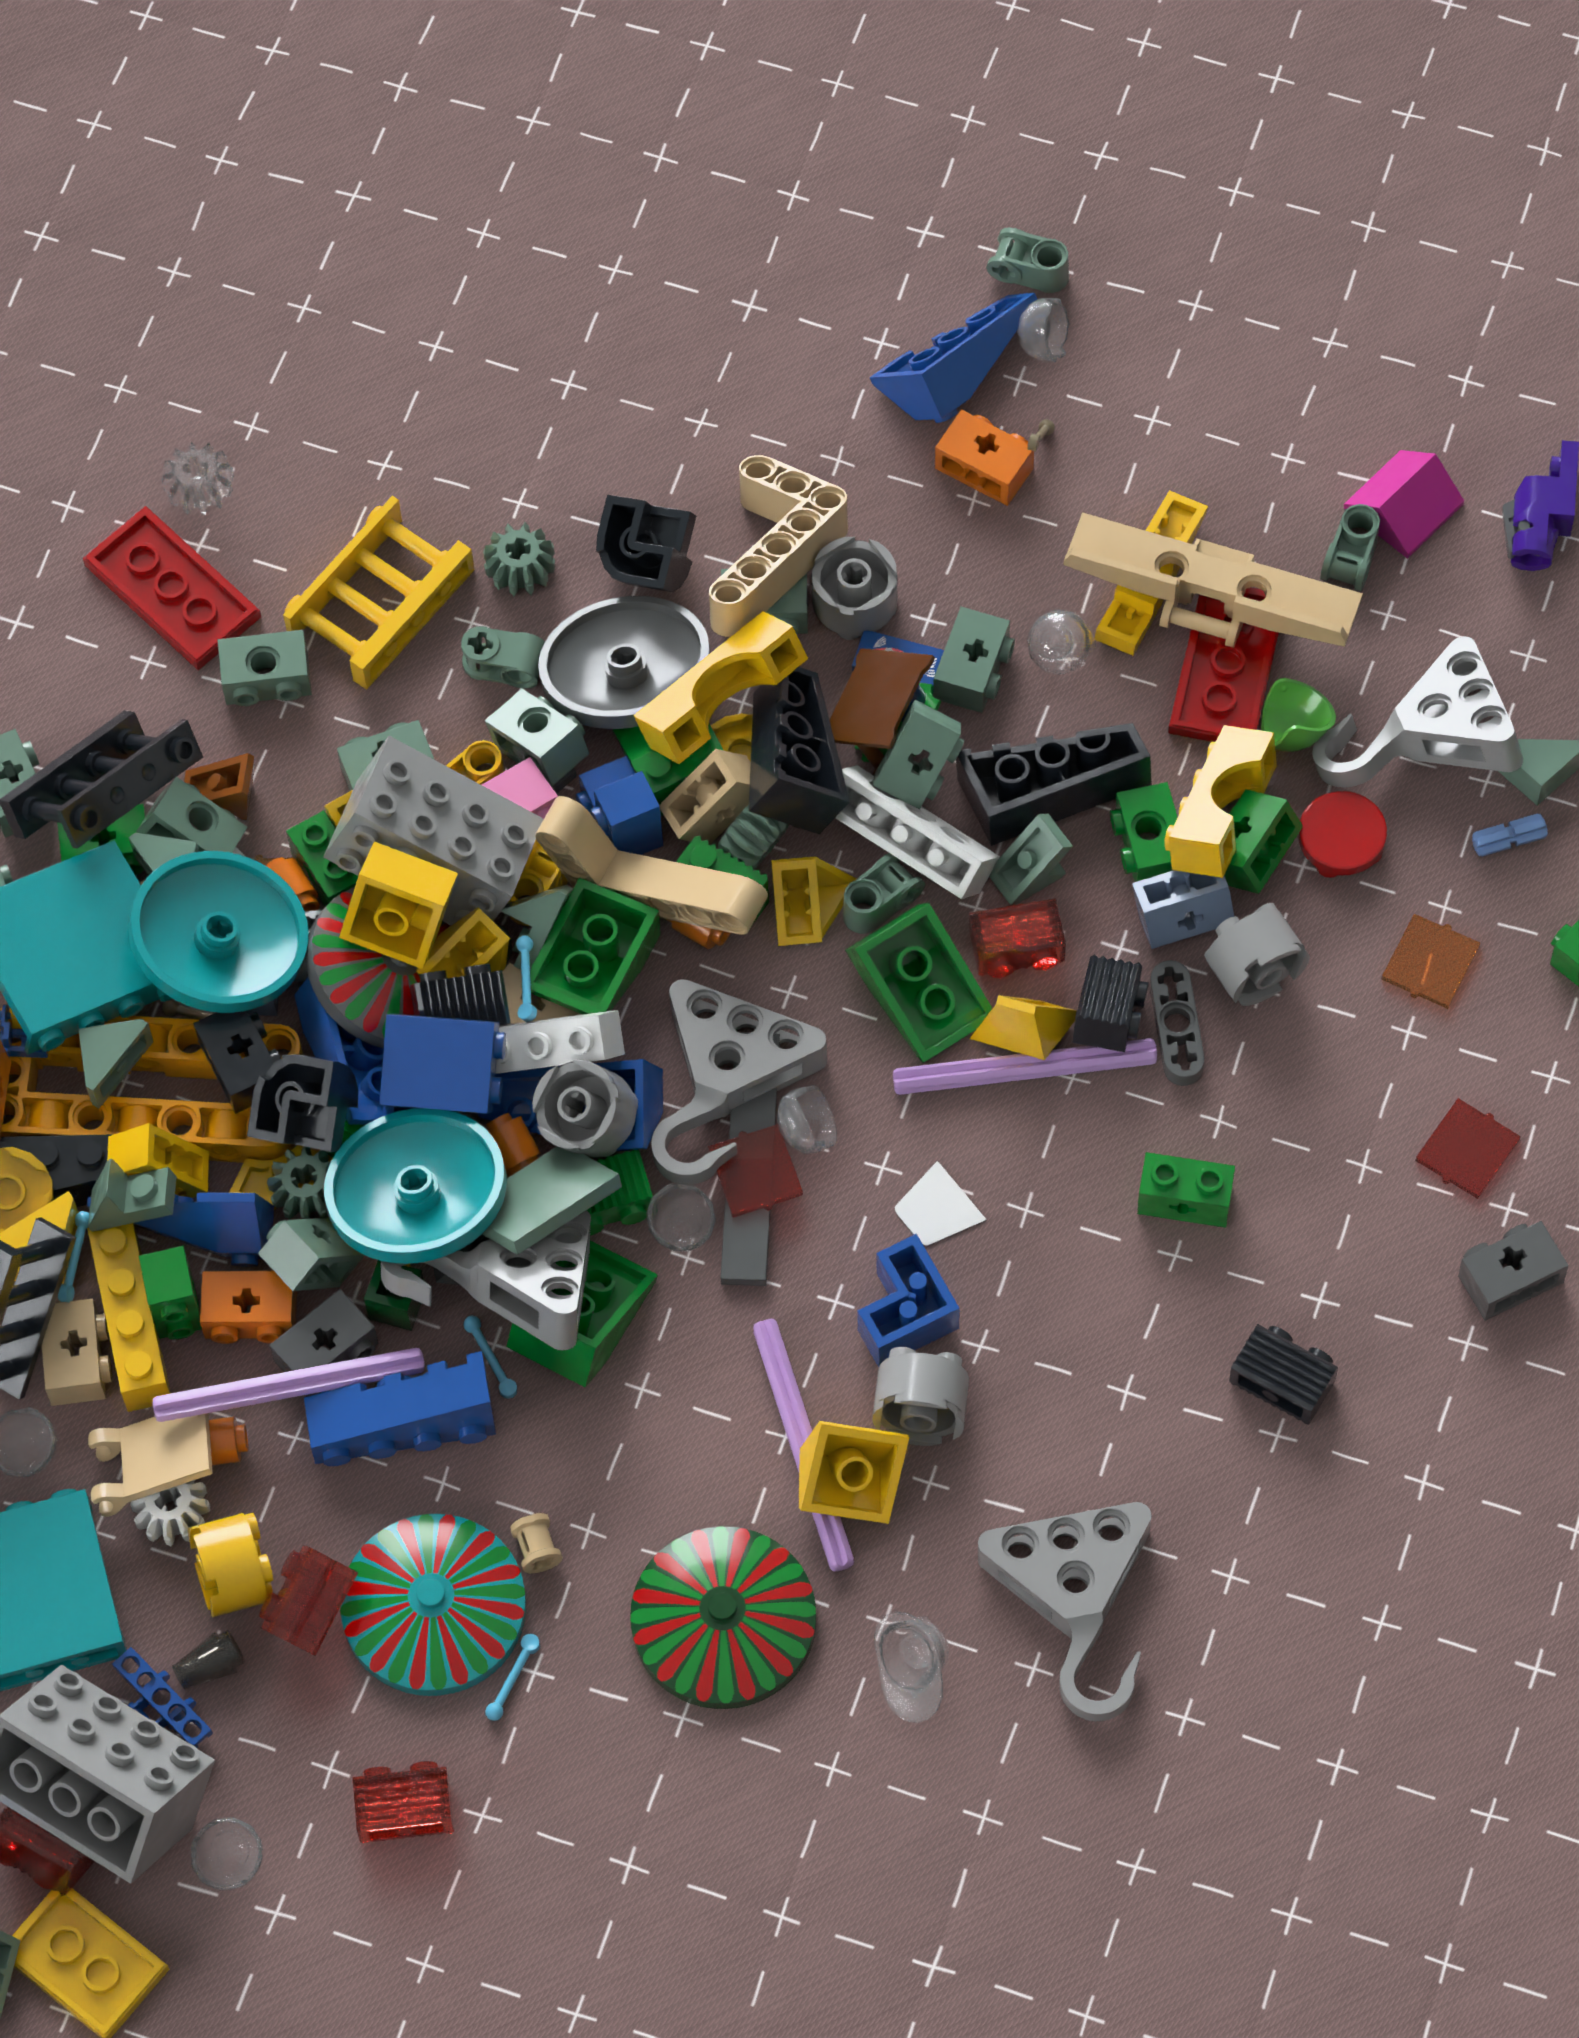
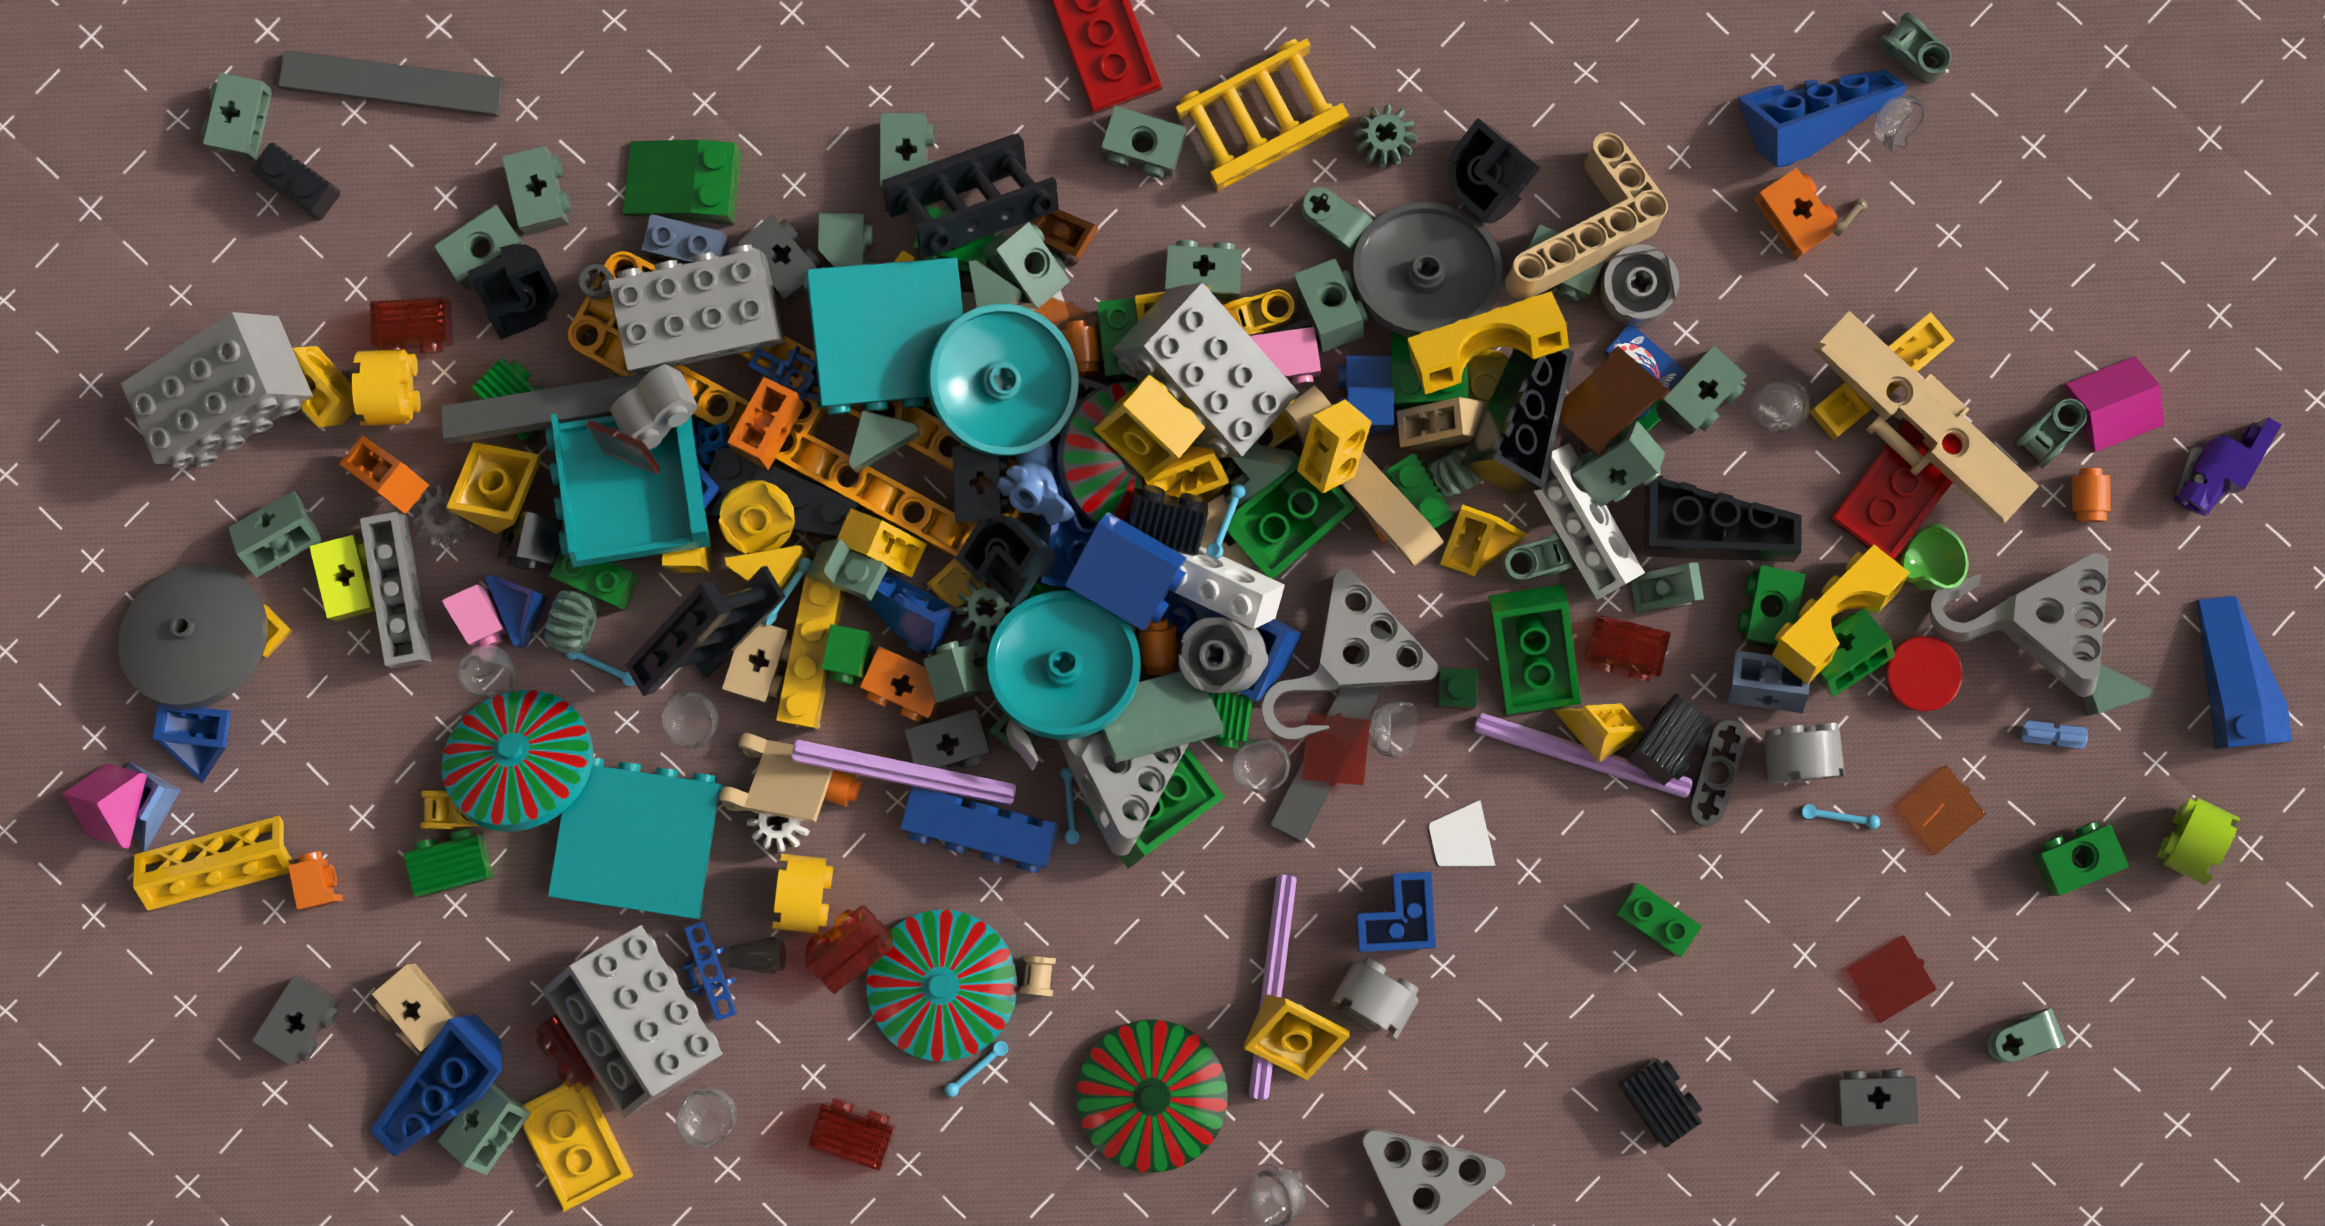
camera: 30 degrees right, 20 degrees up
(304, 1026) = (1034, 486): none -> medium blue animal
(605, 847) = (1334, 446): none -> yellow brick
(855, 1053) = (1456, 688): none -> dark green brick
(1295, 1020) = (1809, 811): none -> medium azure hinge
(1424, 593) = (2091, 495): none -> orange brick

